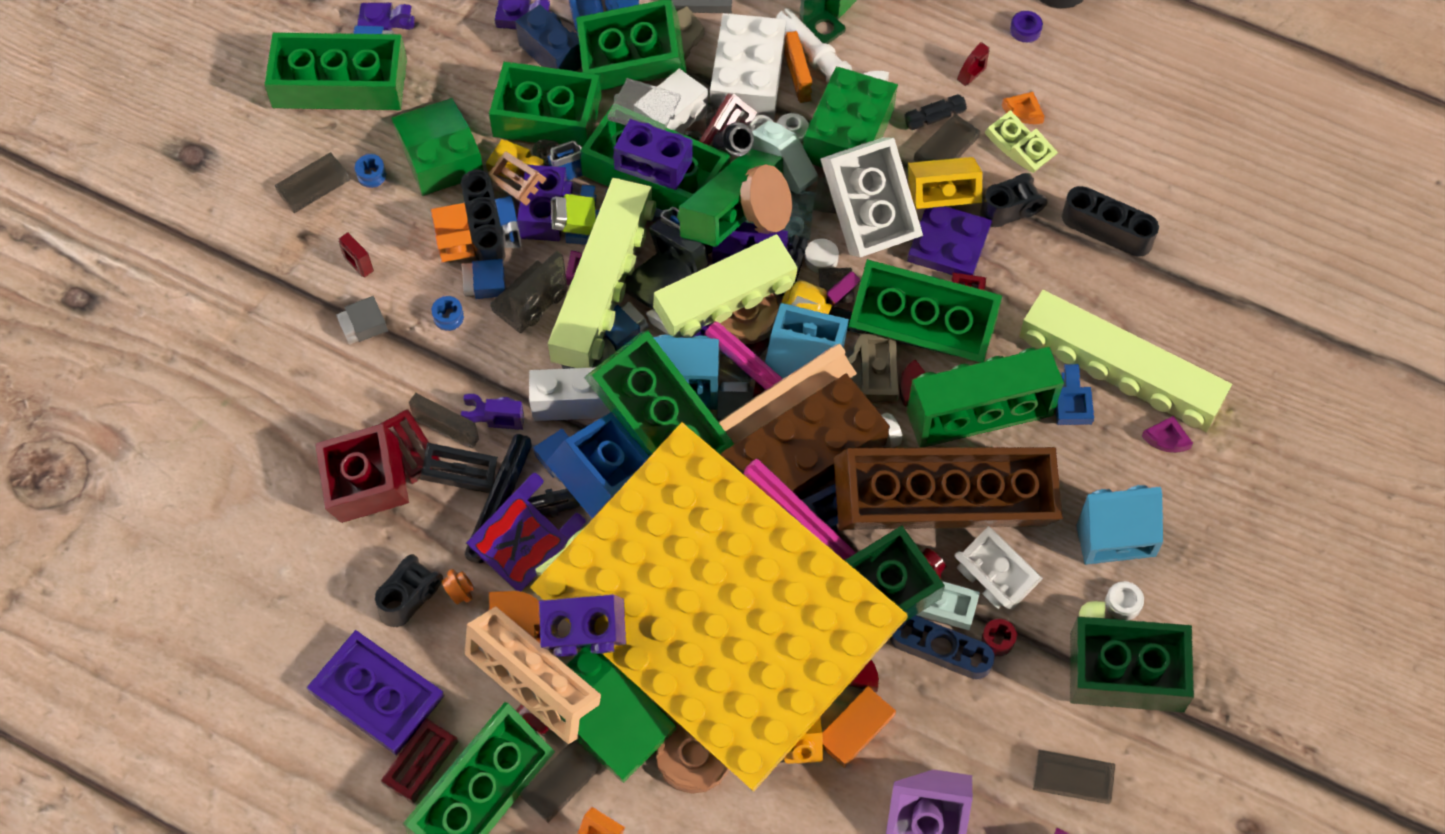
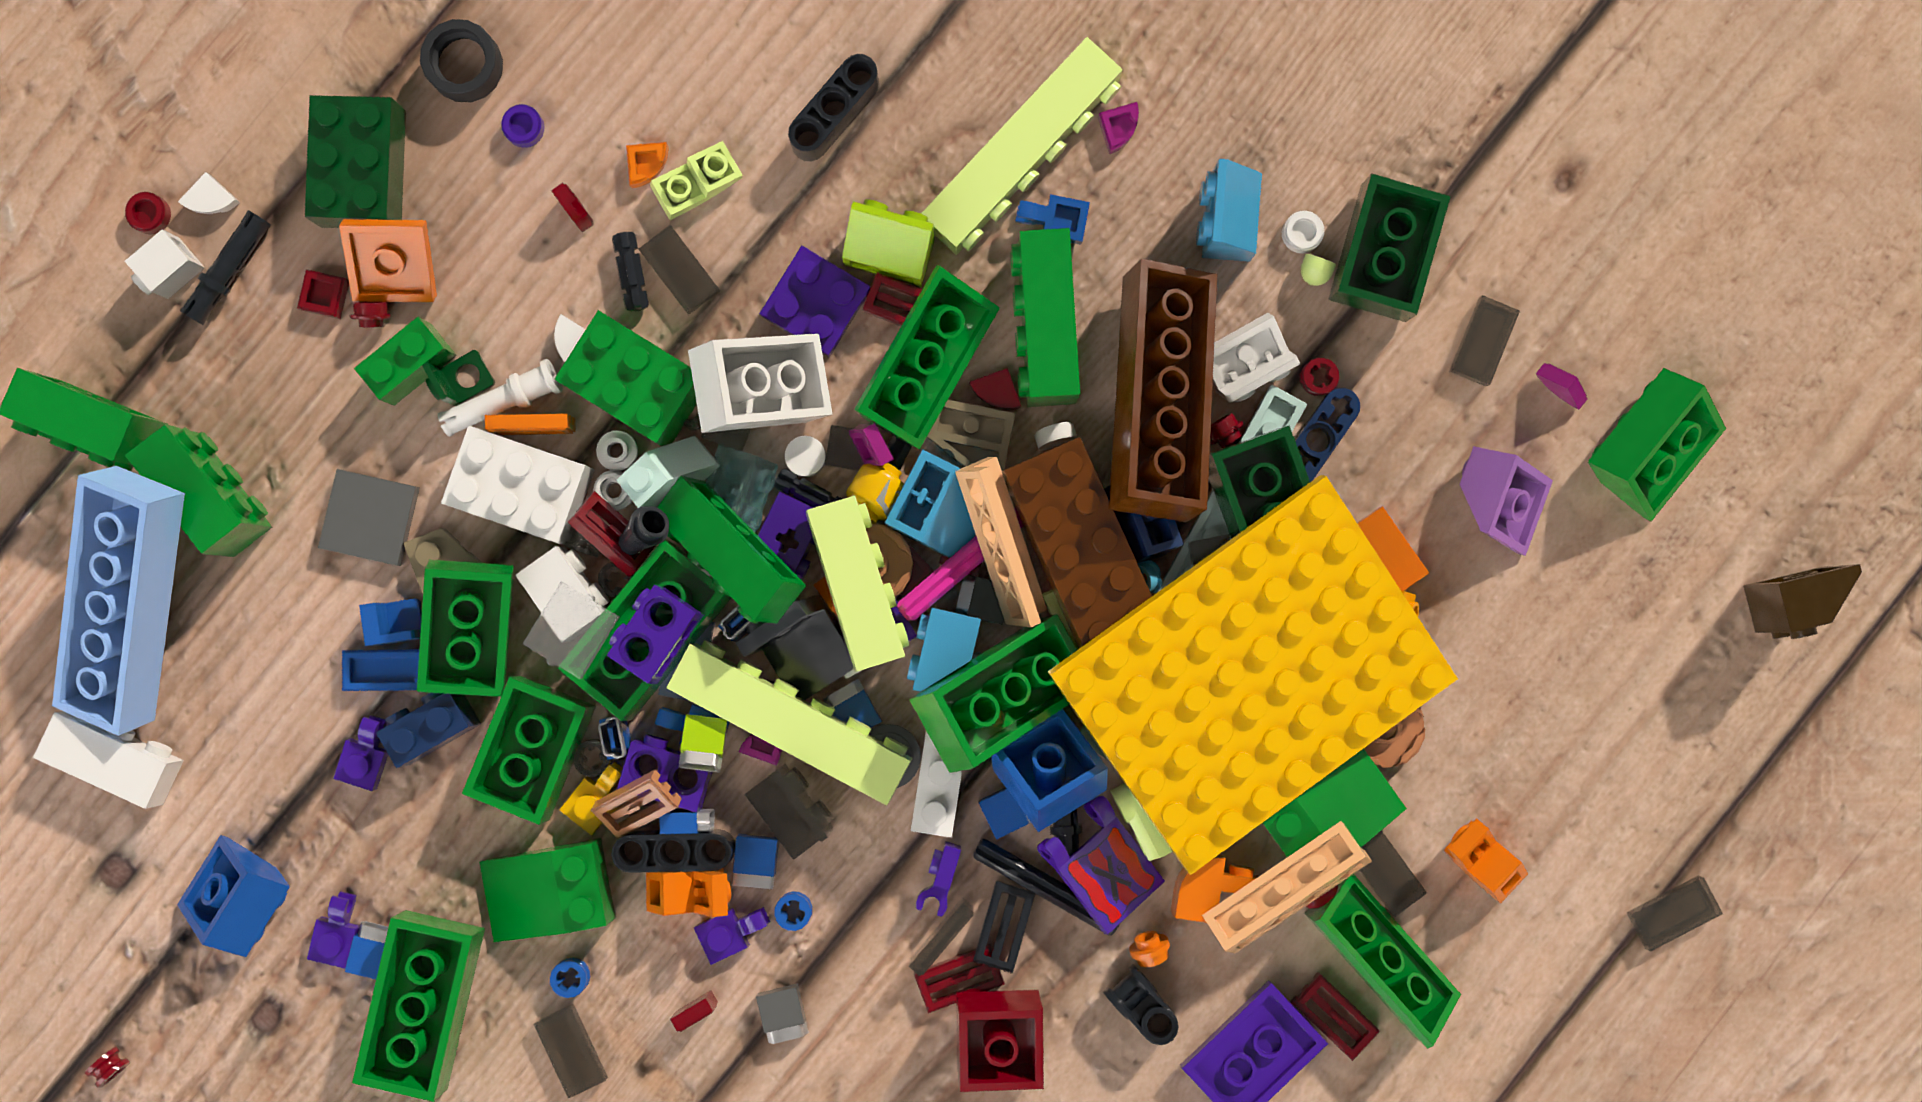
camera: 80 degrees left, 25 degrees up
(421, 270) = (727, 934): none -> dark purple plate
(582, 615) = (1250, 827): dark purple brick -> none
(766, 199) = (747, 510): nougat tile -> none
(782, 495) = (1169, 562): dark pink axle -> none
(945, 182) = (744, 287): yellow brick -> none
(1013, 270) = (888, 242): none -> lime slope
(1014, 200) = (780, 208): black piece -> none

